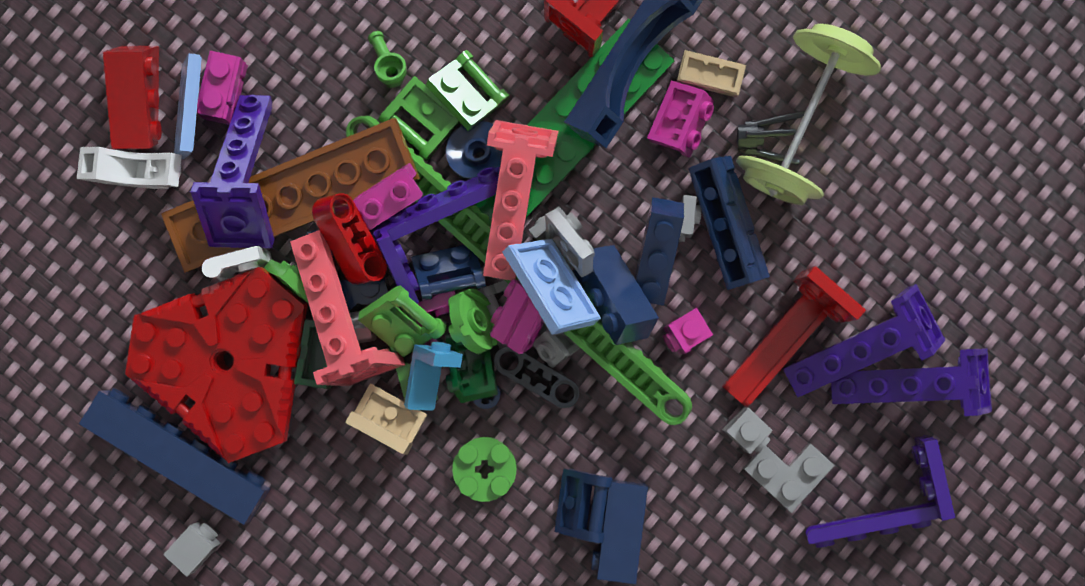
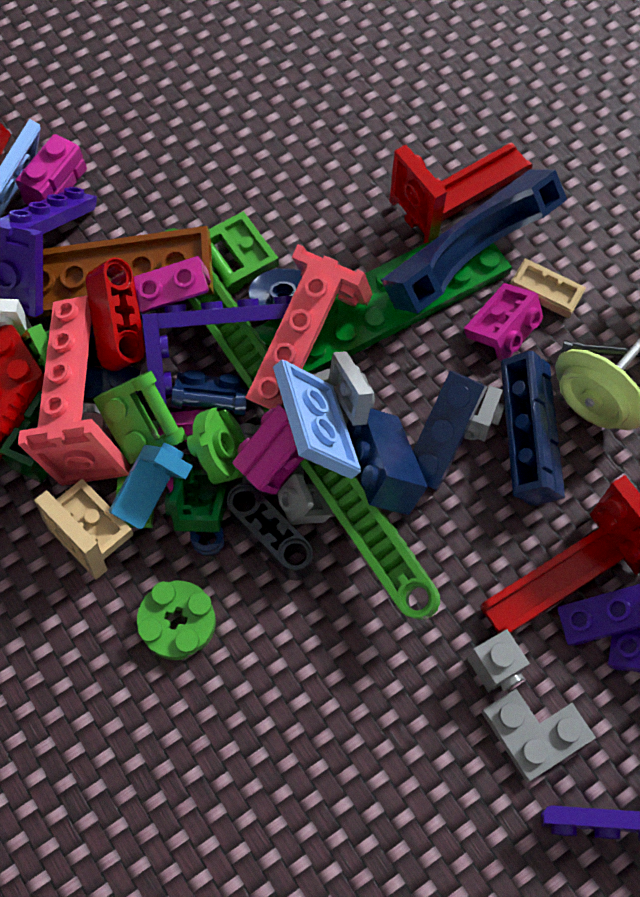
camera: 15 degrees right, 20 degrees down
(387, 62) = (221, 198): bright green bar -> none
(461, 96) = (281, 237): plate -> none
(575, 504) = (272, 676): dark blue plate -> none
(623, 531) = (311, 738): dark blue brick -> none
(686, 332) = (454, 533): dark pink bracket -> none

